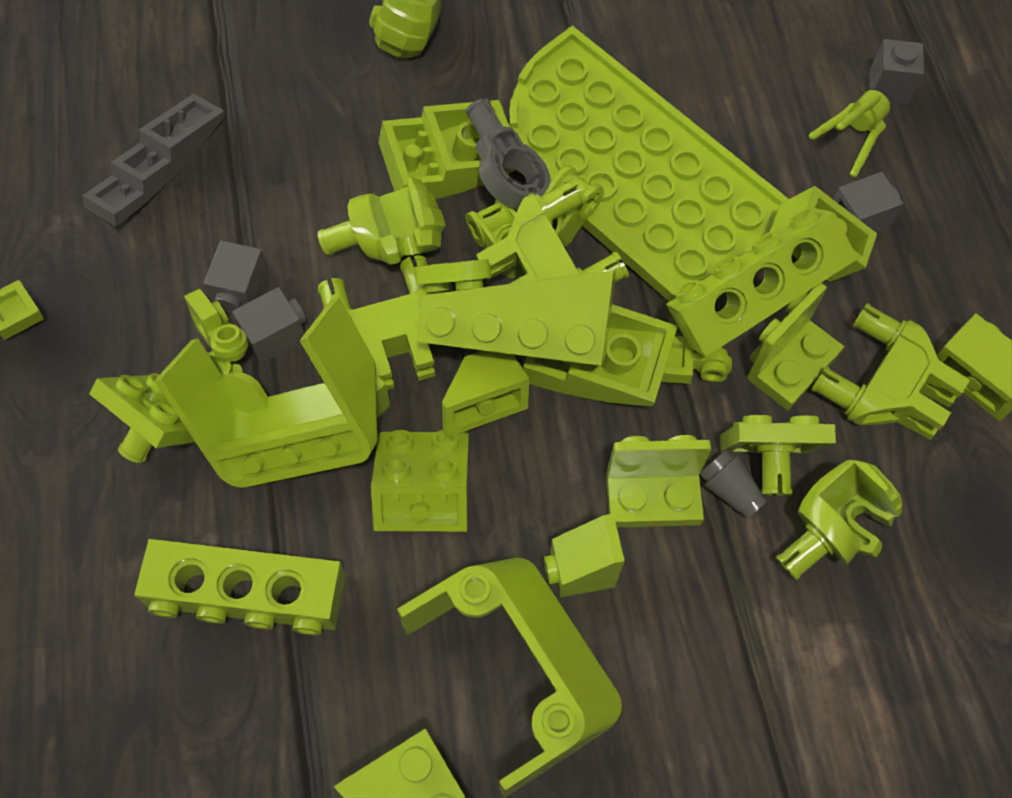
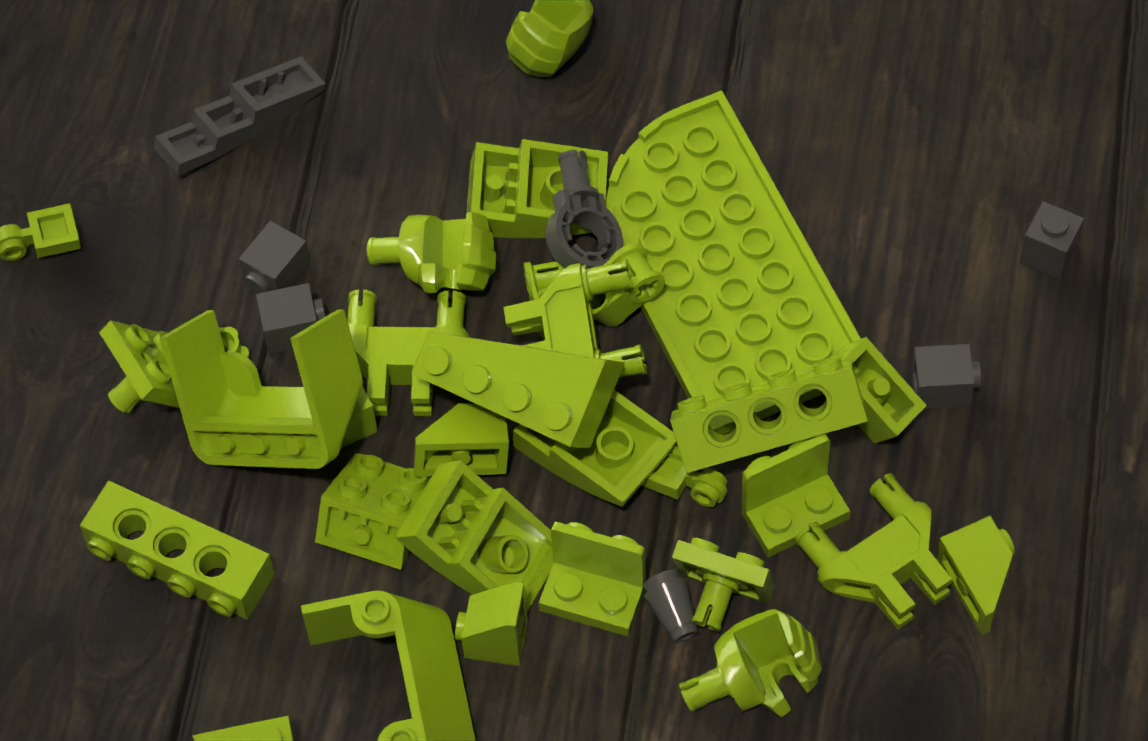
camera: 25 degrees right, 5 degrees down
(211, 321) = (241, 319): lime plate -> none
(464, 274) = (474, 320): lime plate -> none
(532, 476) = (477, 534): none -> lime slope
(863, 116) = (996, 277): lime plant -> none

